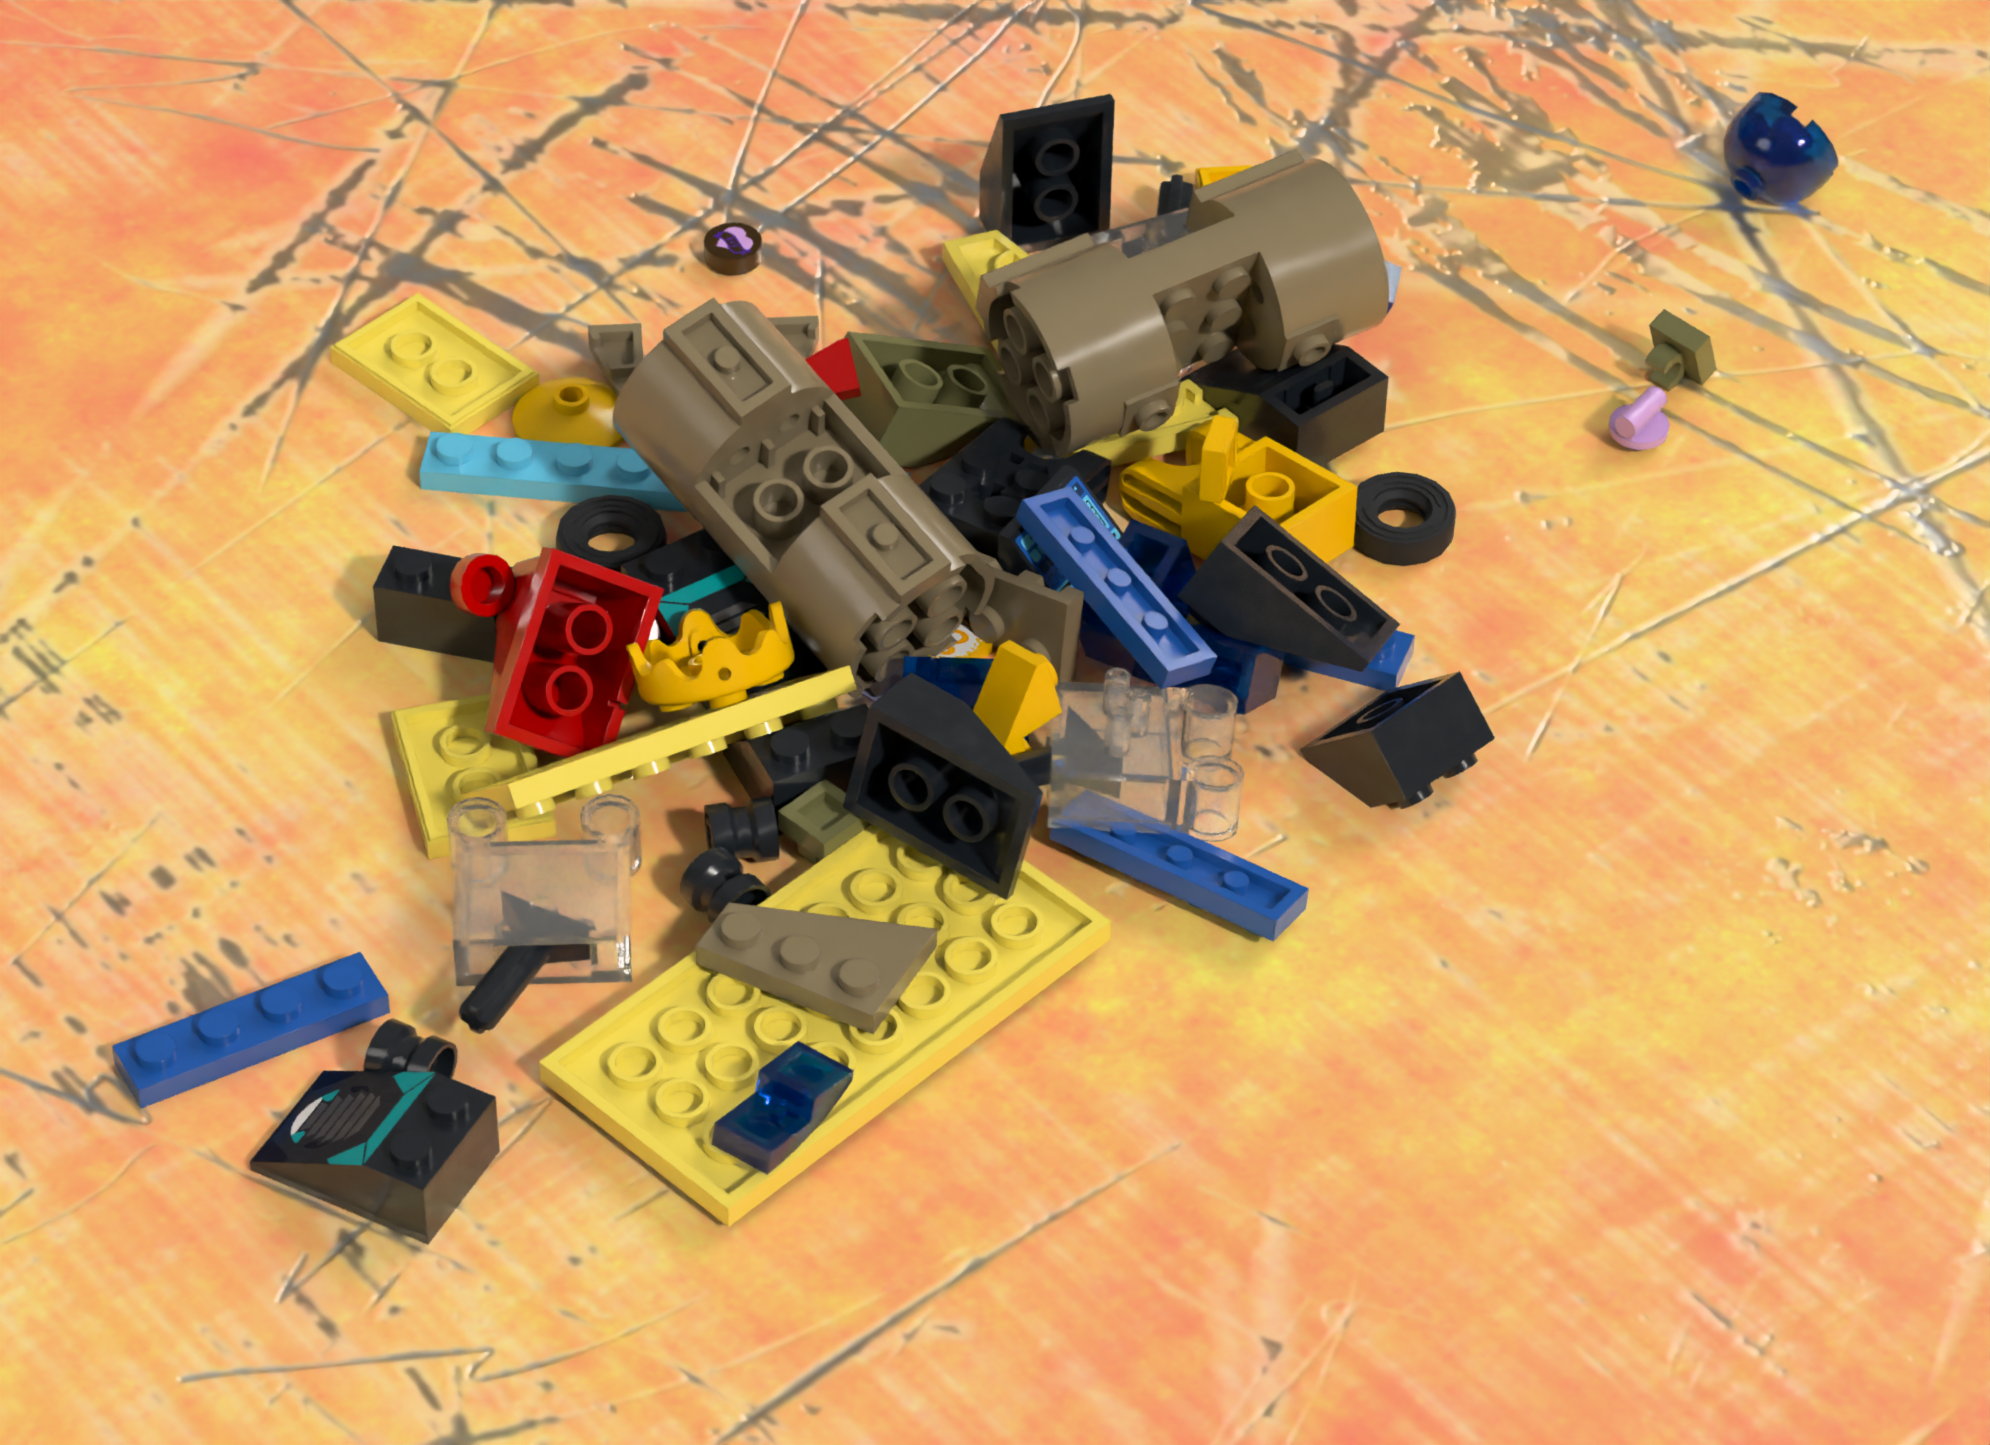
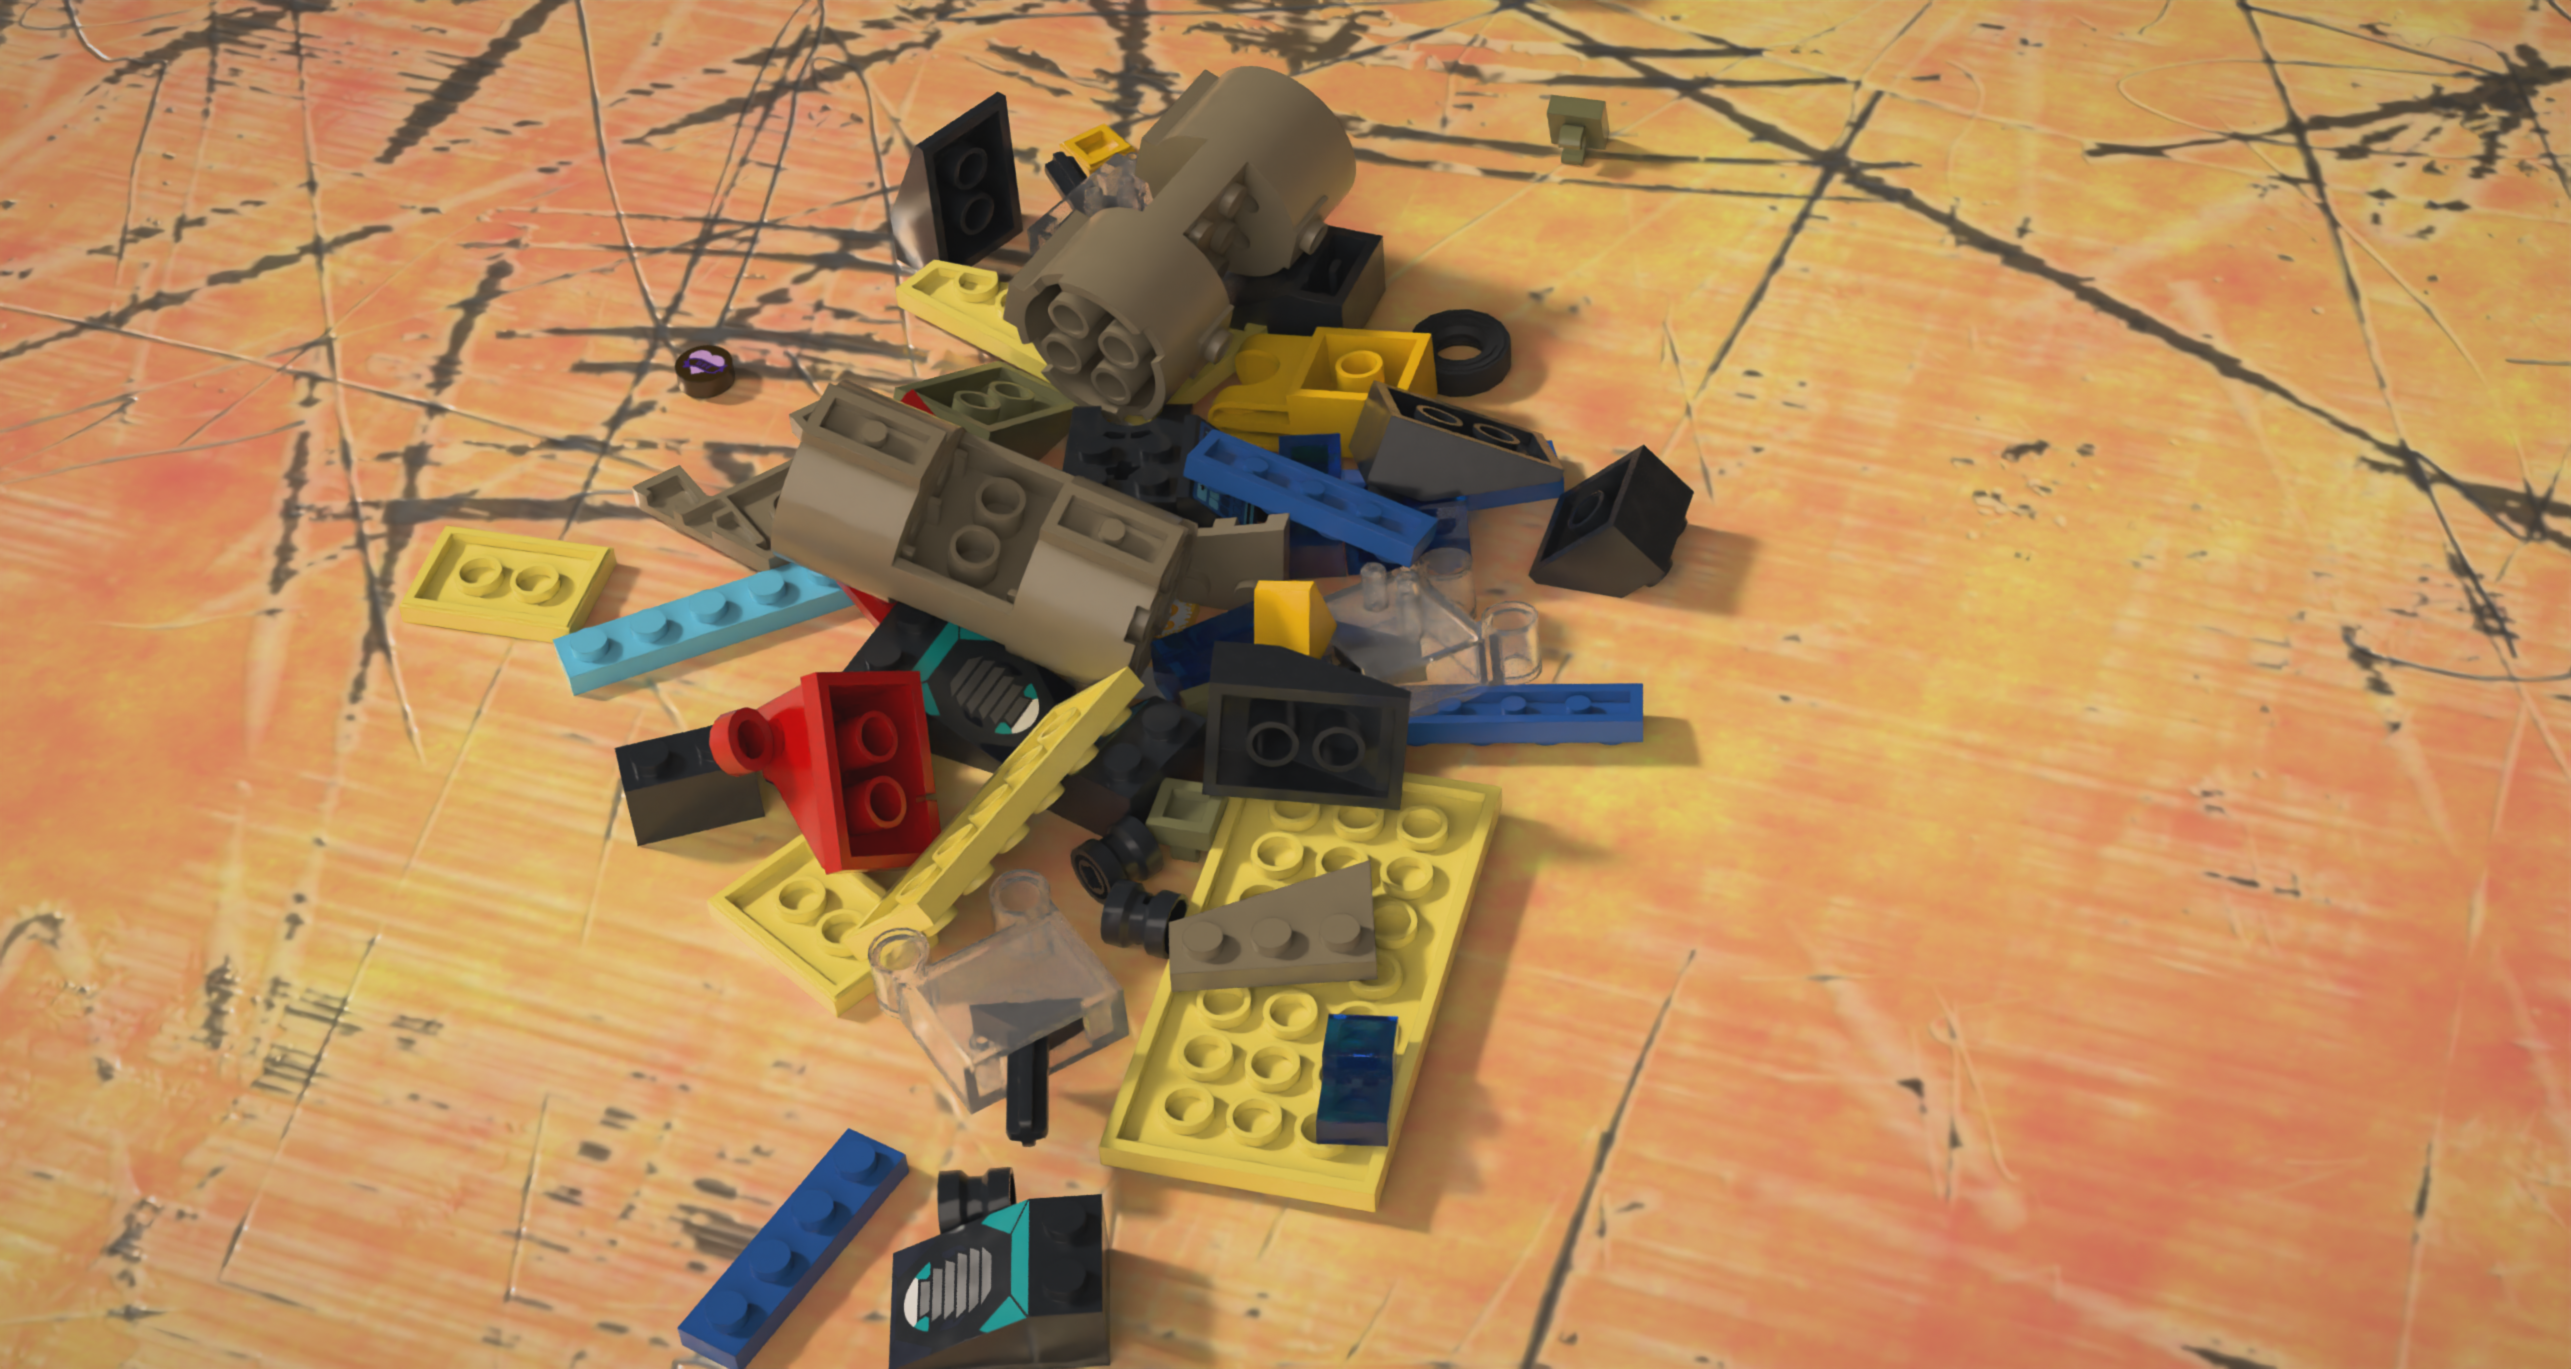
camera: 25 degrees left, 0 degrees up
(568, 413) = (665, 570): yellow dish -> none
(610, 515) = (783, 638): black tyre -> none
(723, 670) = (1004, 721): yellow plate -> none
(1218, 459) = (1310, 356): yellow tile -> none
(1642, 423) = (1589, 197): lavender plate -> none

